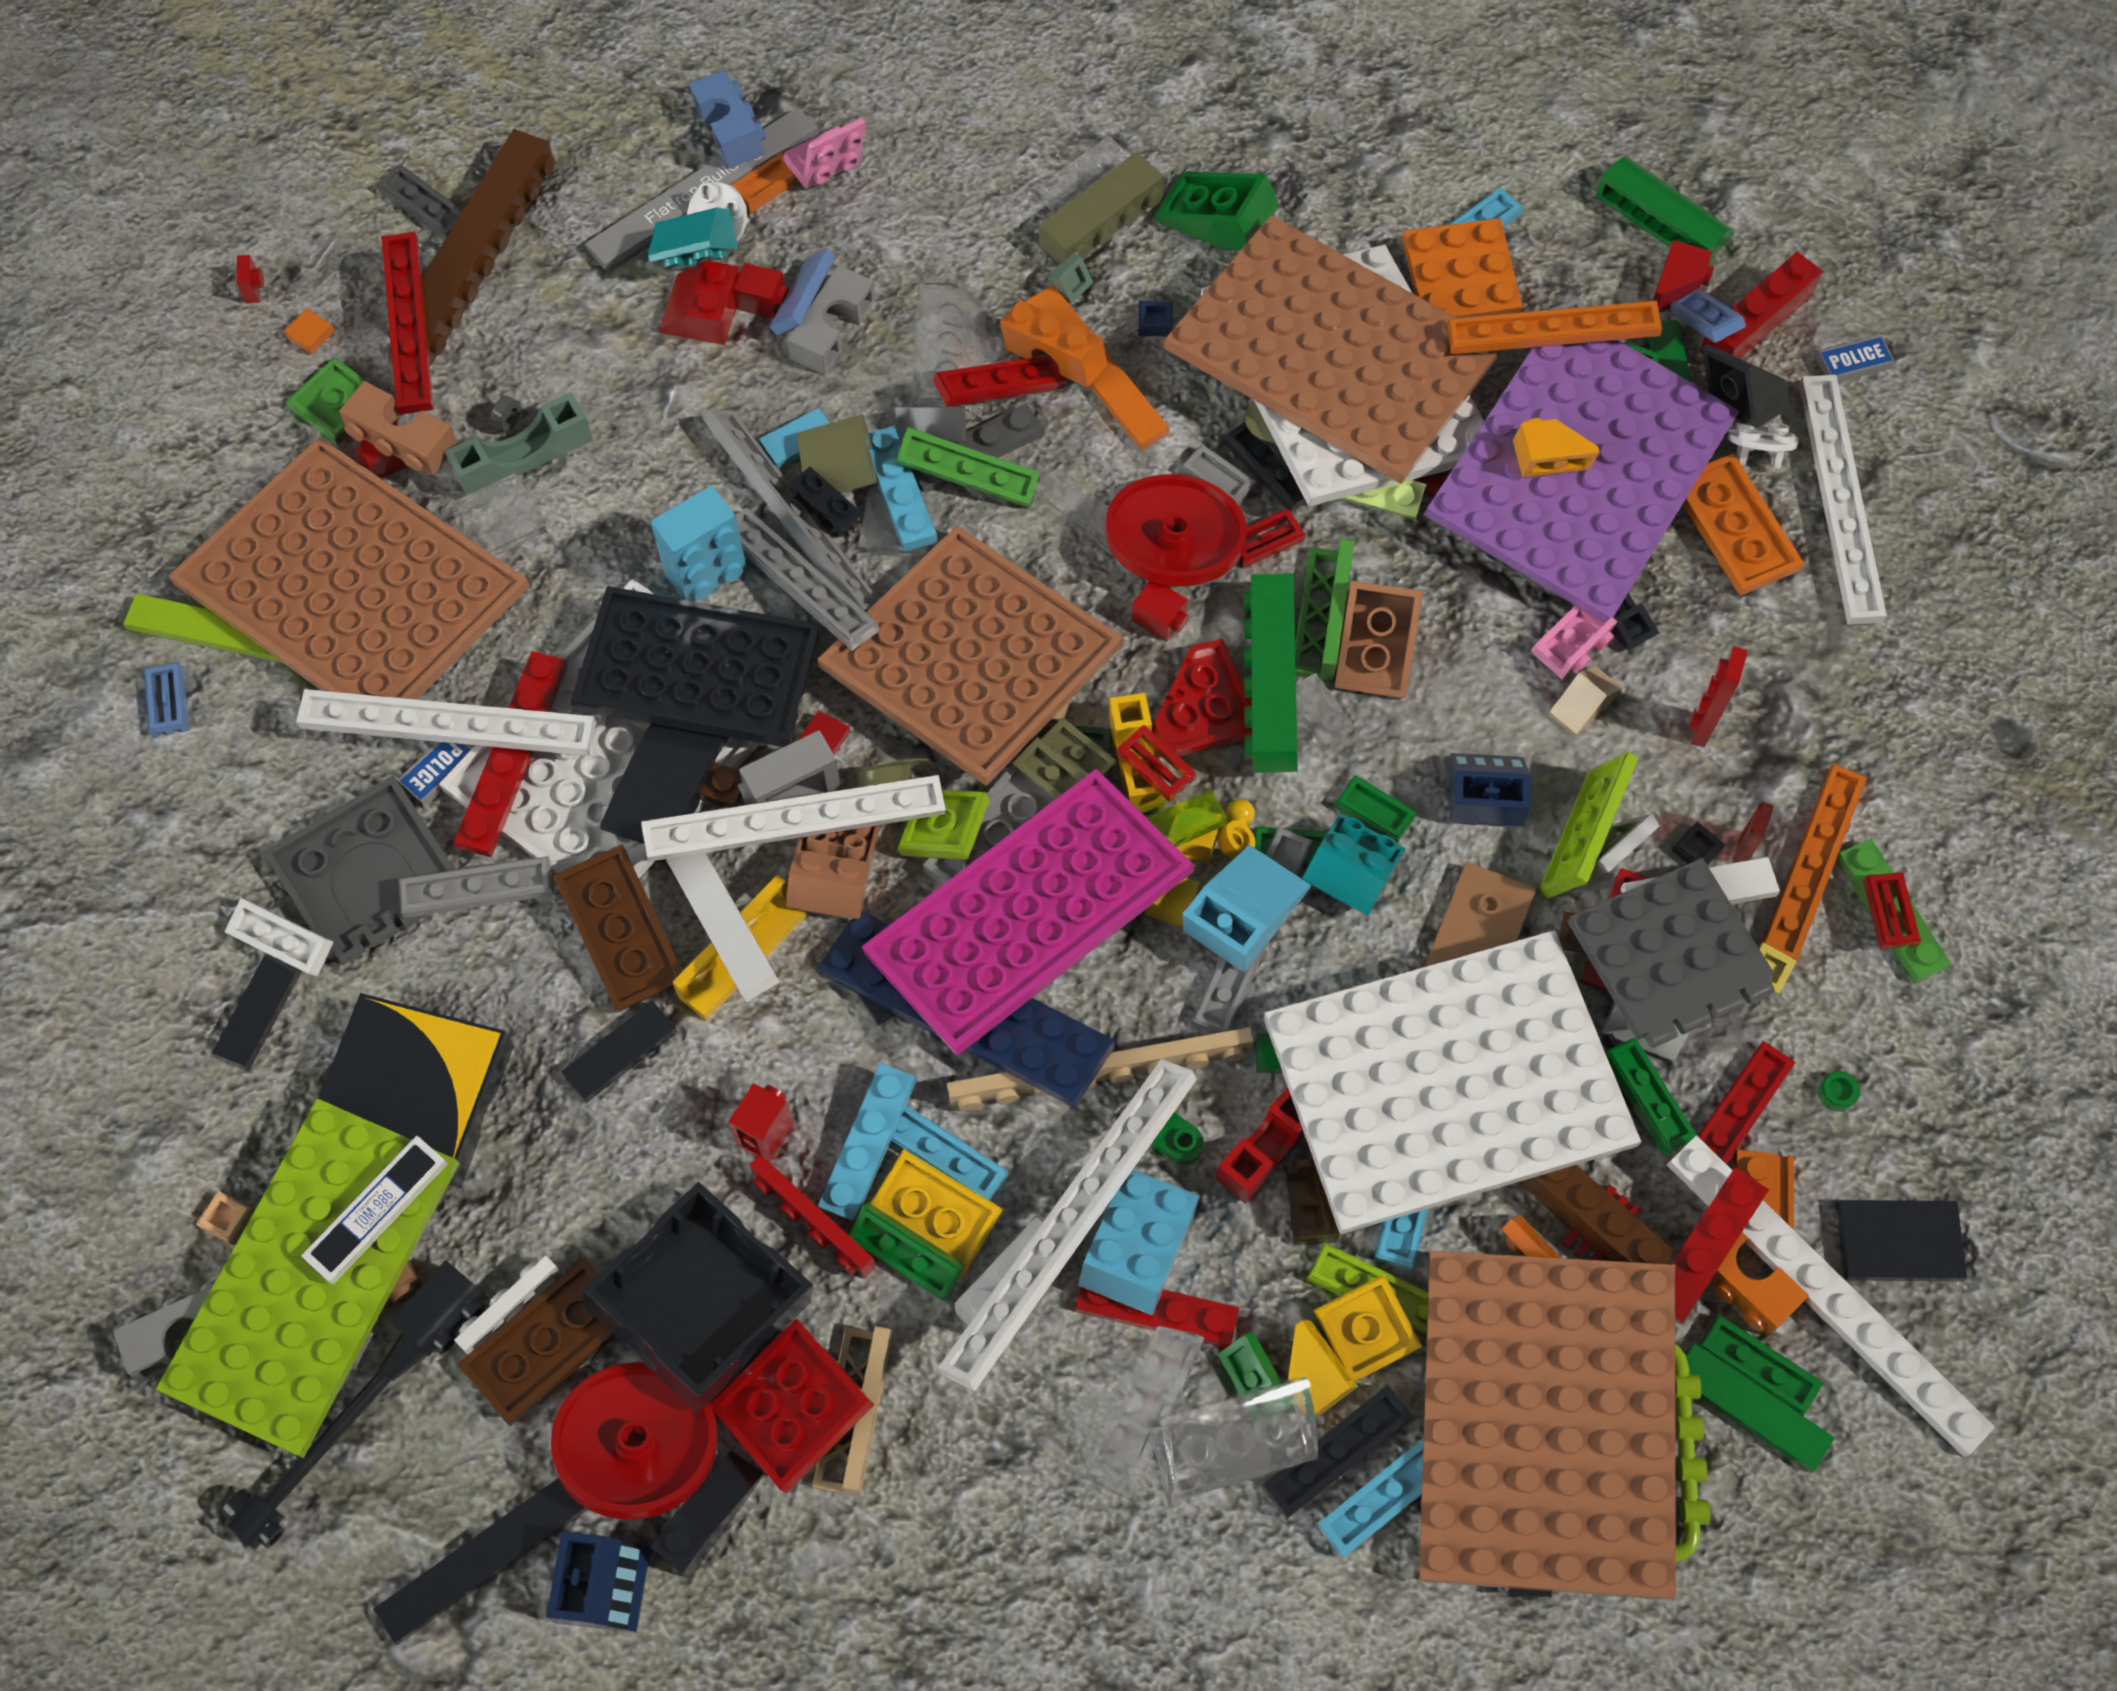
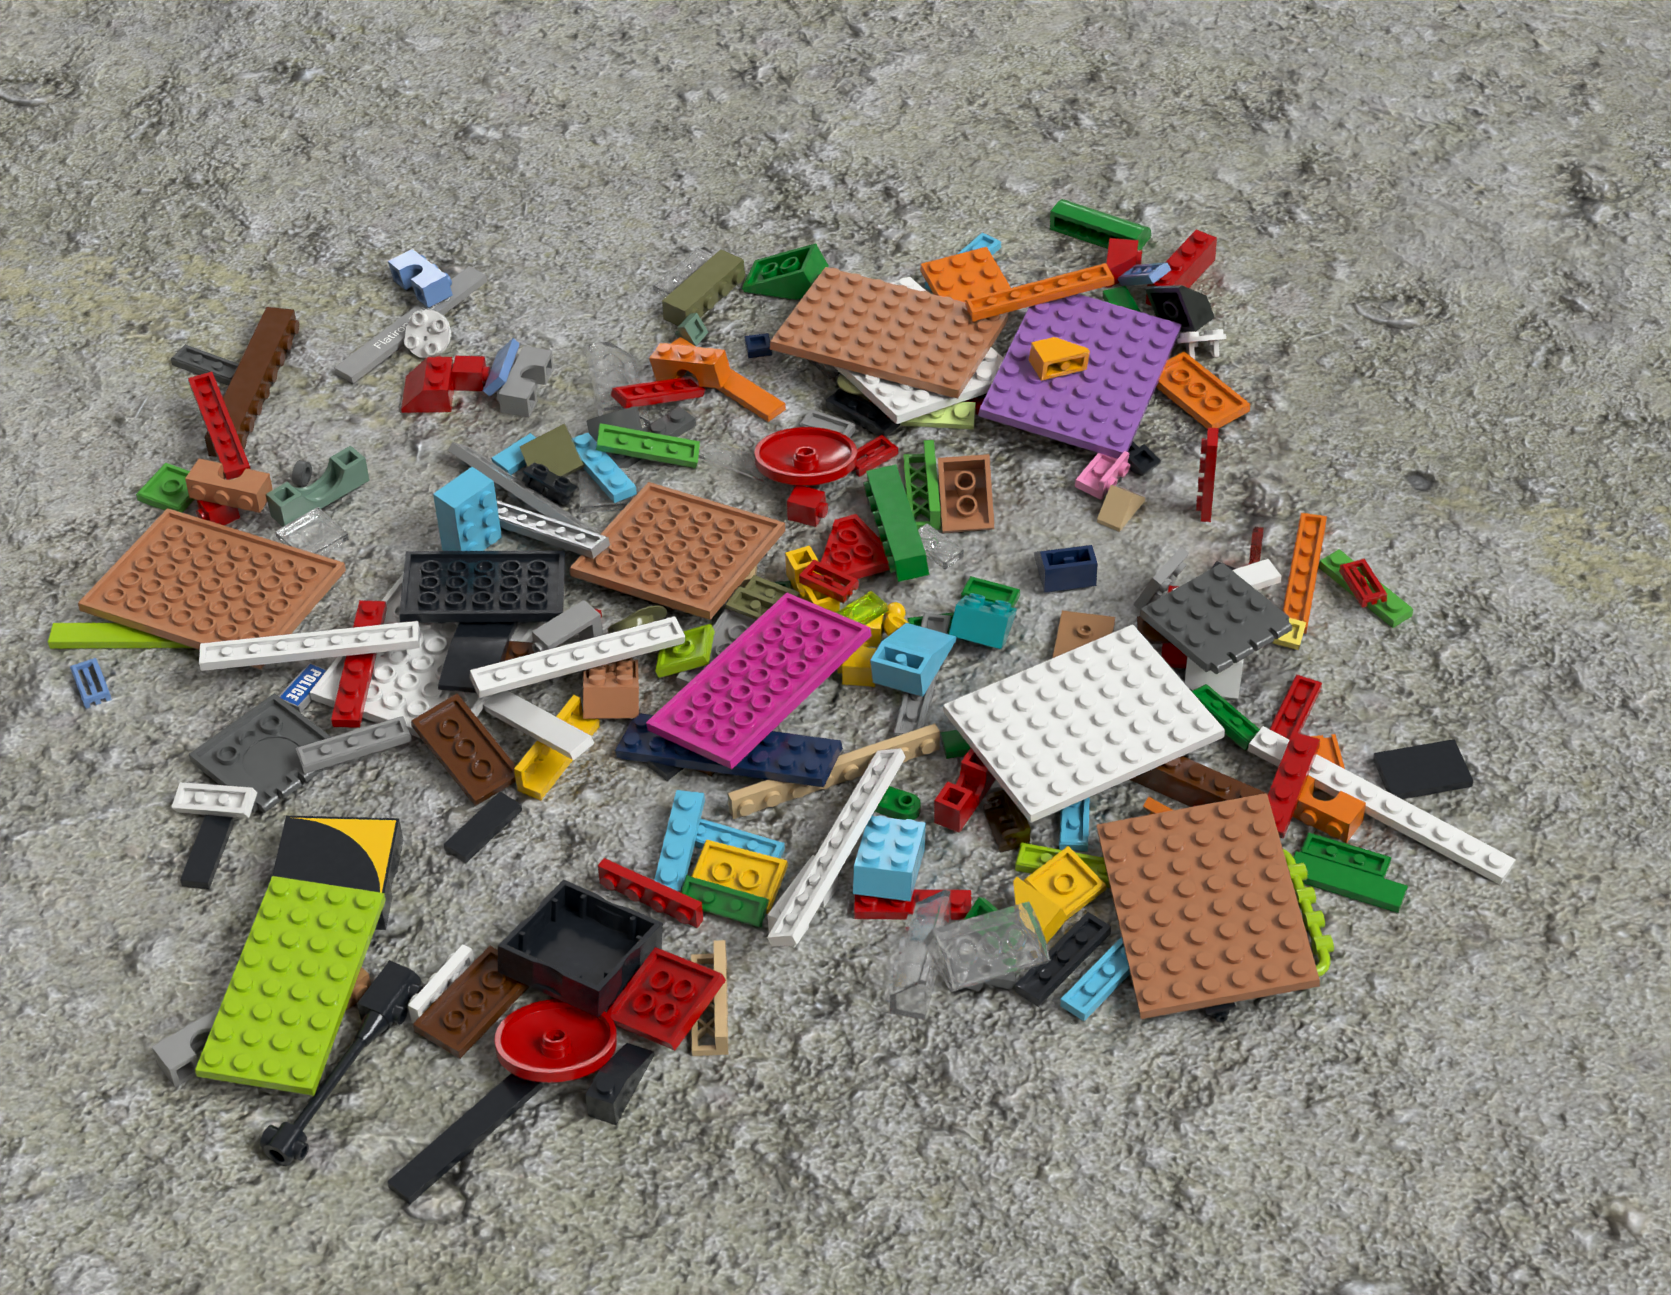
camera: 10 degrees left, 20 degrees down
(225, 1217) = (214, 977): light nougat tile -> none
(249, 279) = (91, 426): red plate -> none
(309, 331) = (142, 452): orange tile -> none
(374, 1210) = (333, 928): tile -> none
(598, 1582) = (550, 1129): dark blue slope -> none
(693, 238) = (415, 345): teal slope -> none
(761, 1121) = (599, 837): red brick -> none
(765, 183) = (461, 311): orange tile -> none
(827, 154) = (500, 286): bright pink bracket -> none
(1588, 825) = (1140, 570): lime tile -> none
(1838, 1091) = (1356, 695): green tile -> none
(1842, 500) = (1266, 366): white plate -> none
(1856, 358) = (1254, 289): tile -> none

